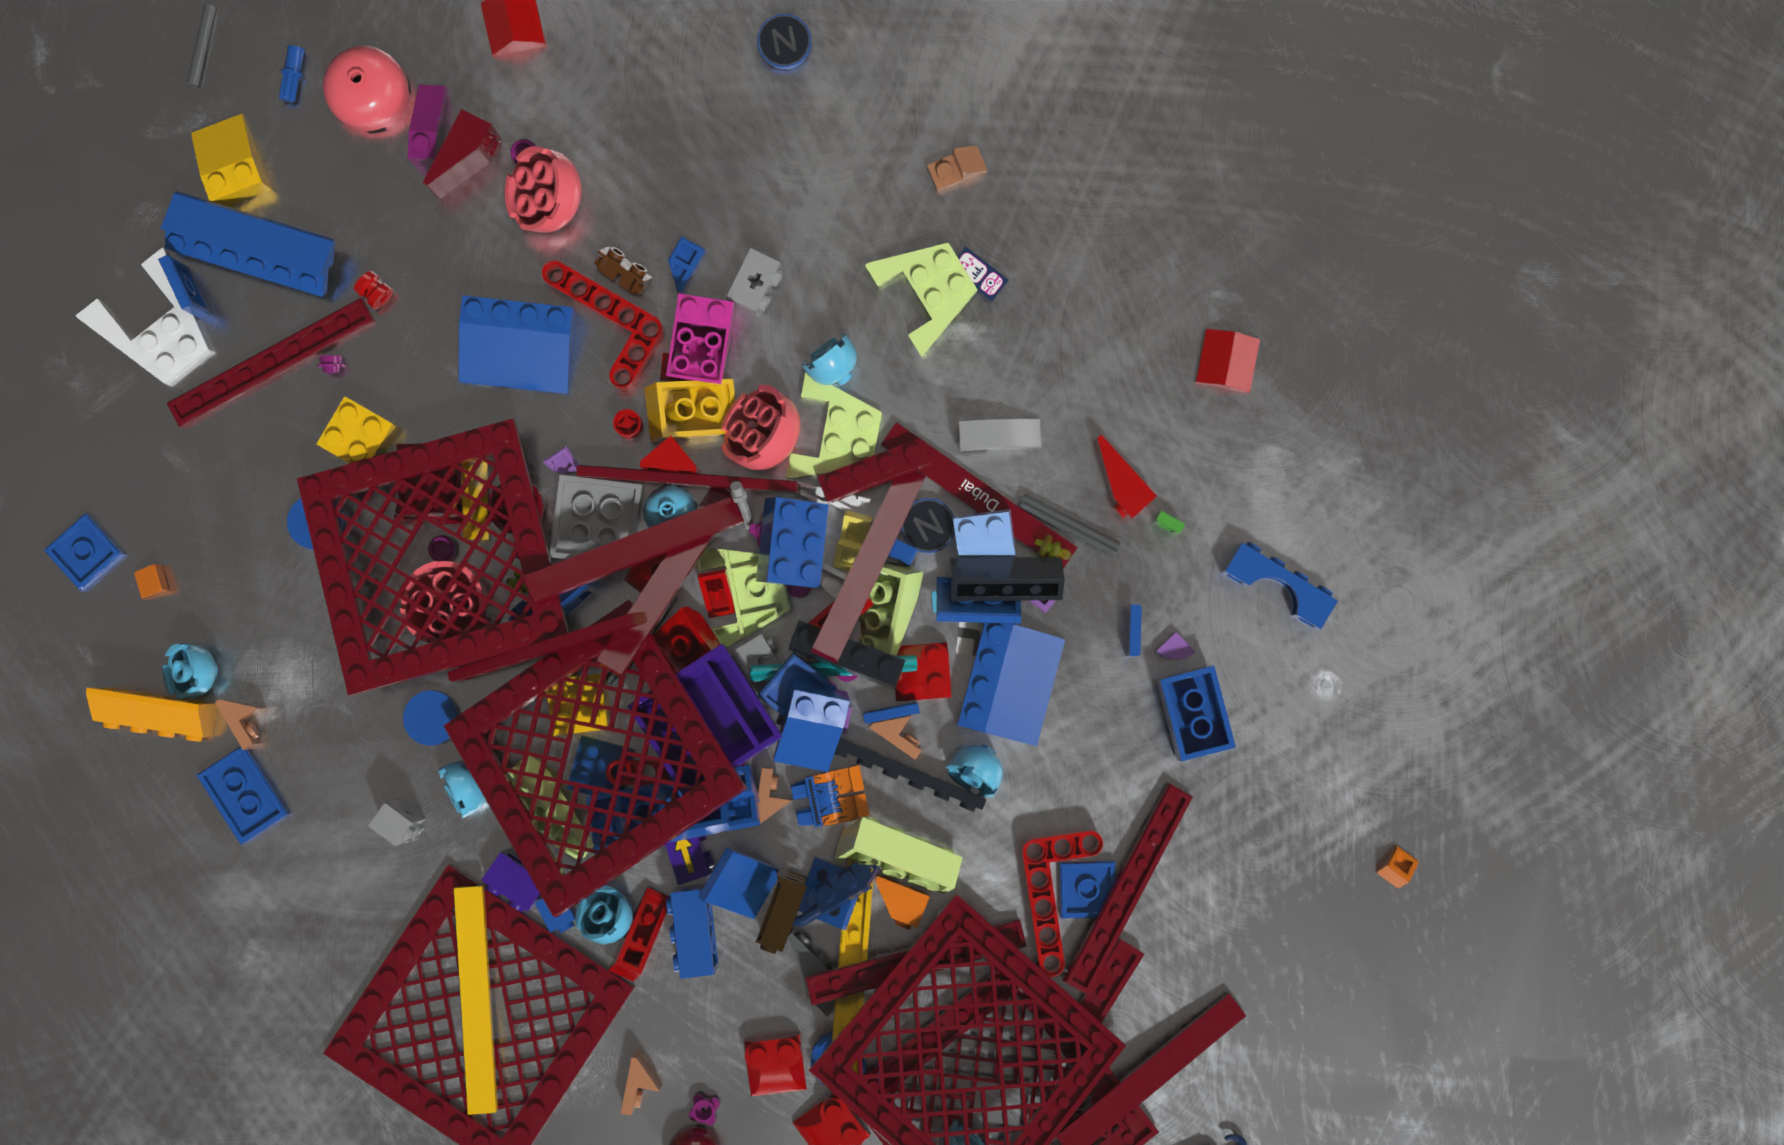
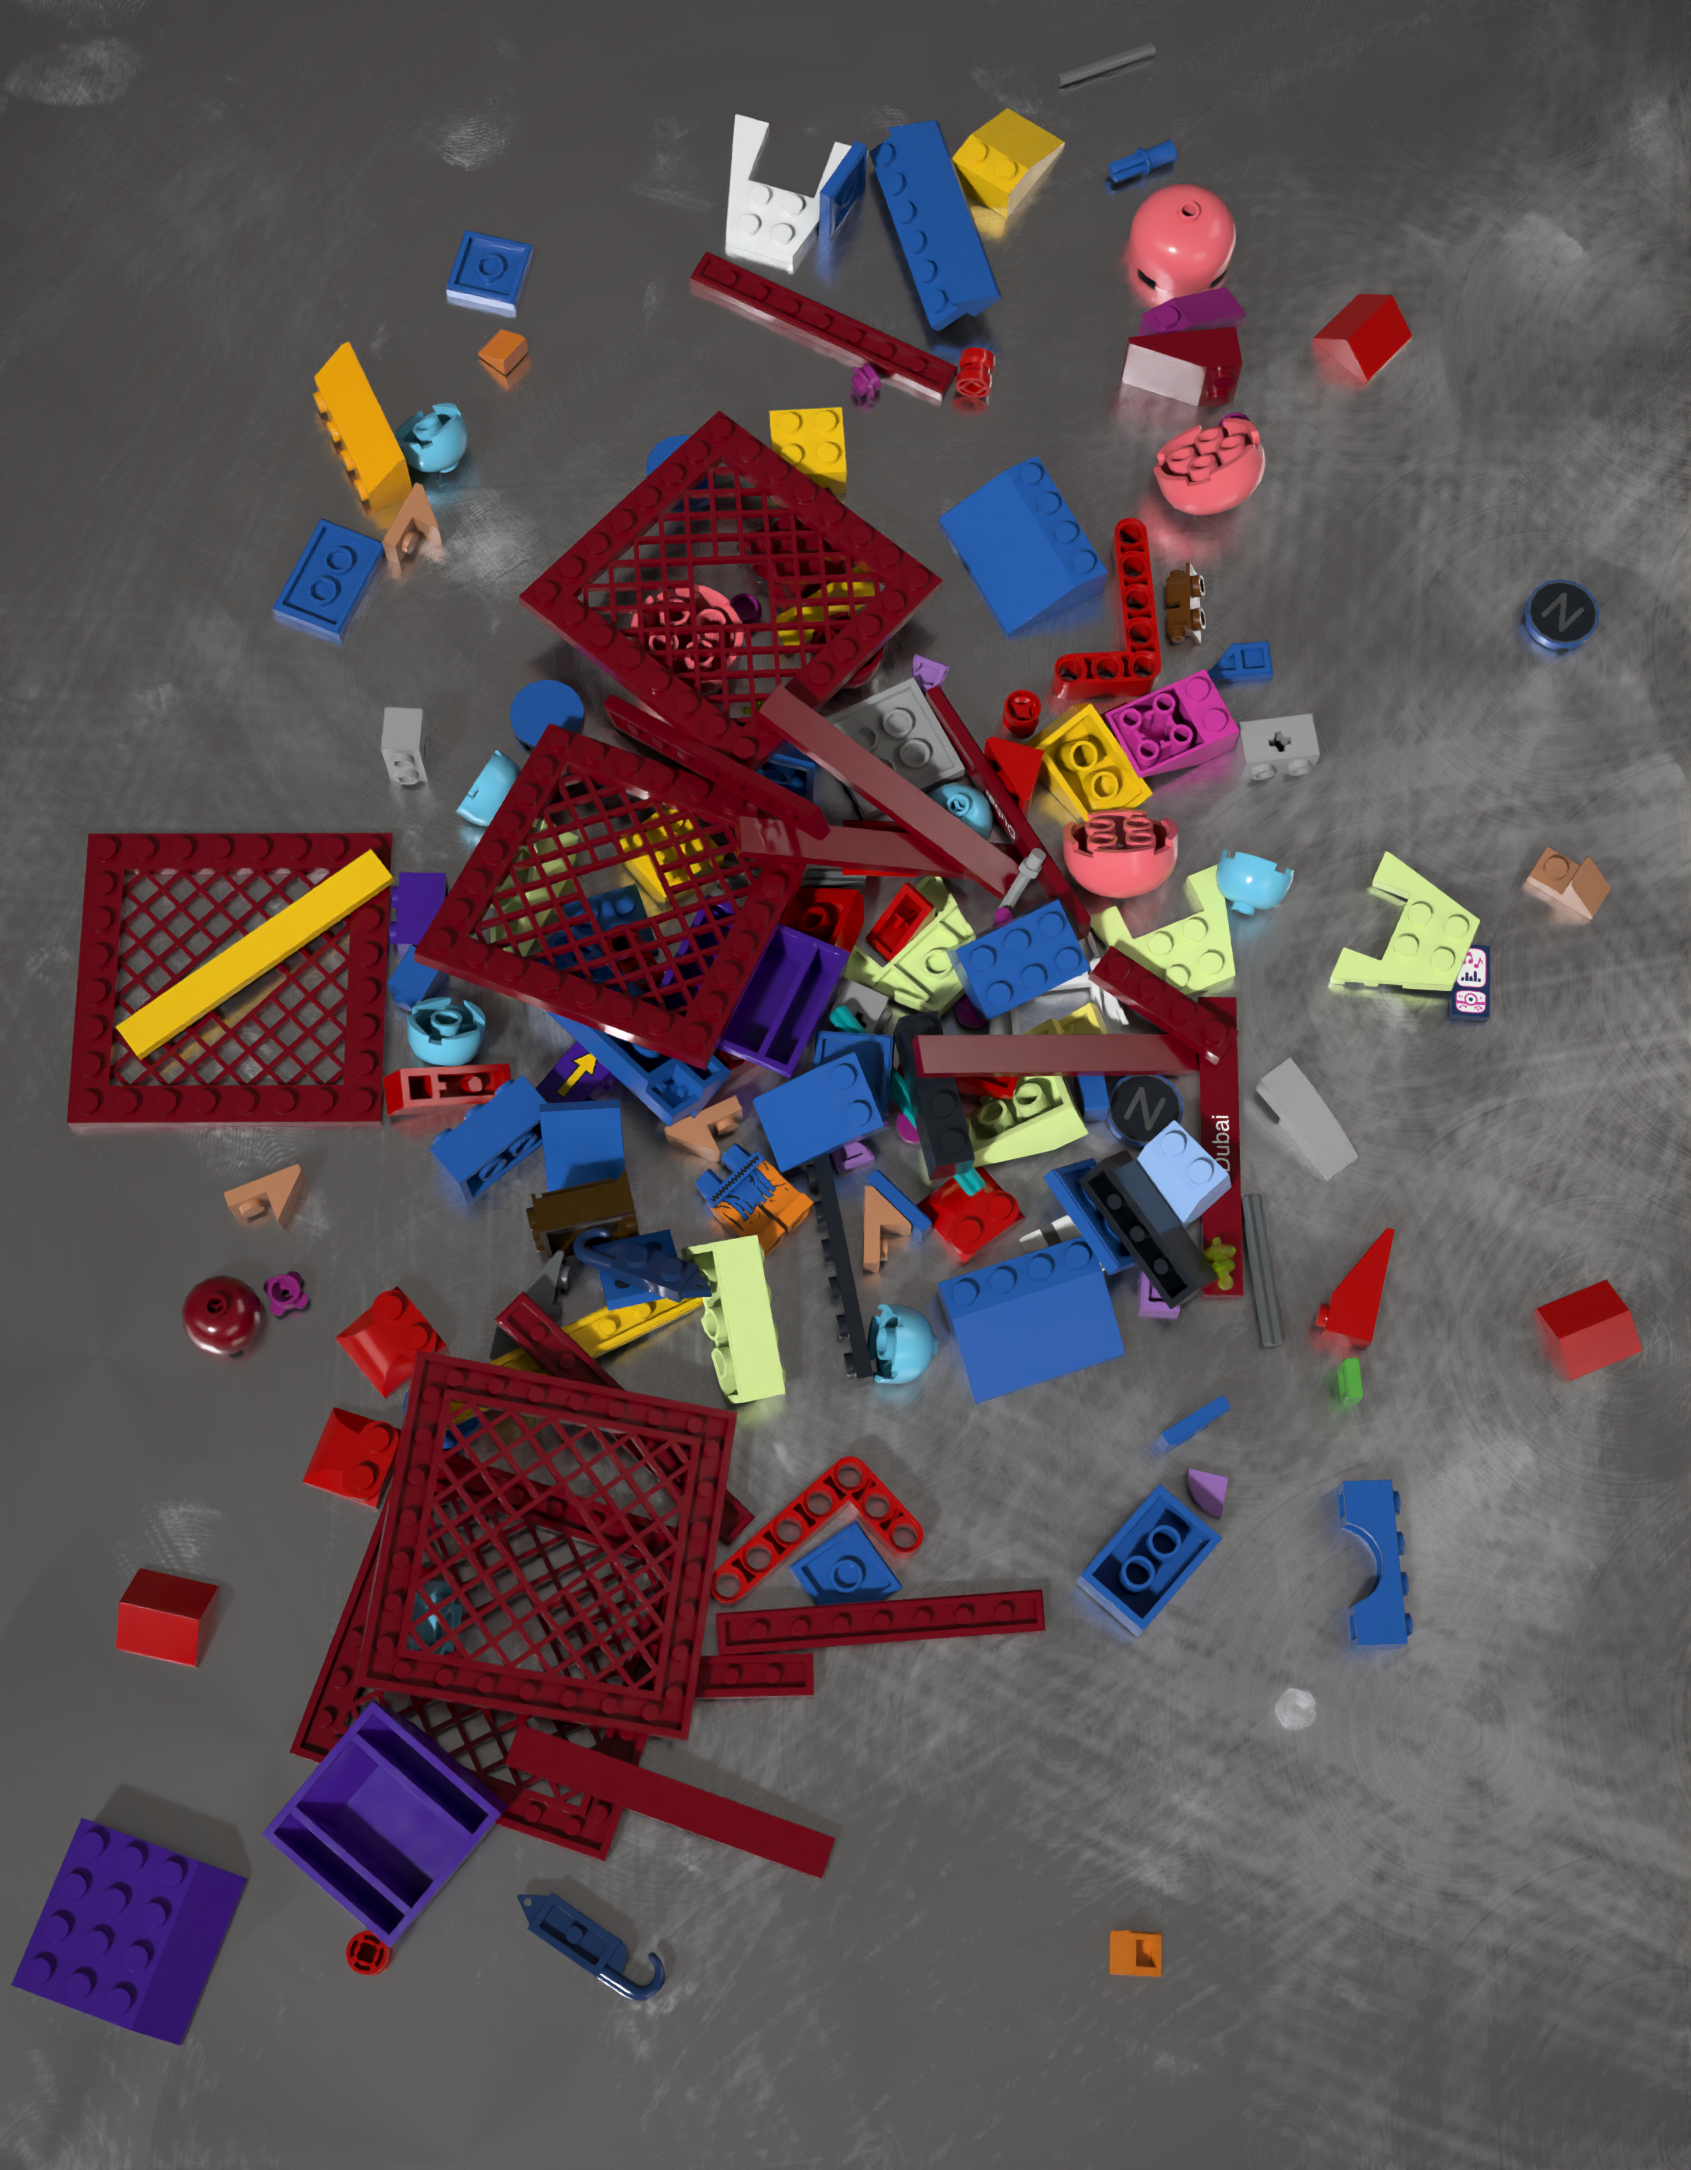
camera: 55 degrees right, 15 degrees down
(902, 901) = (684, 1361): orange slope -> none

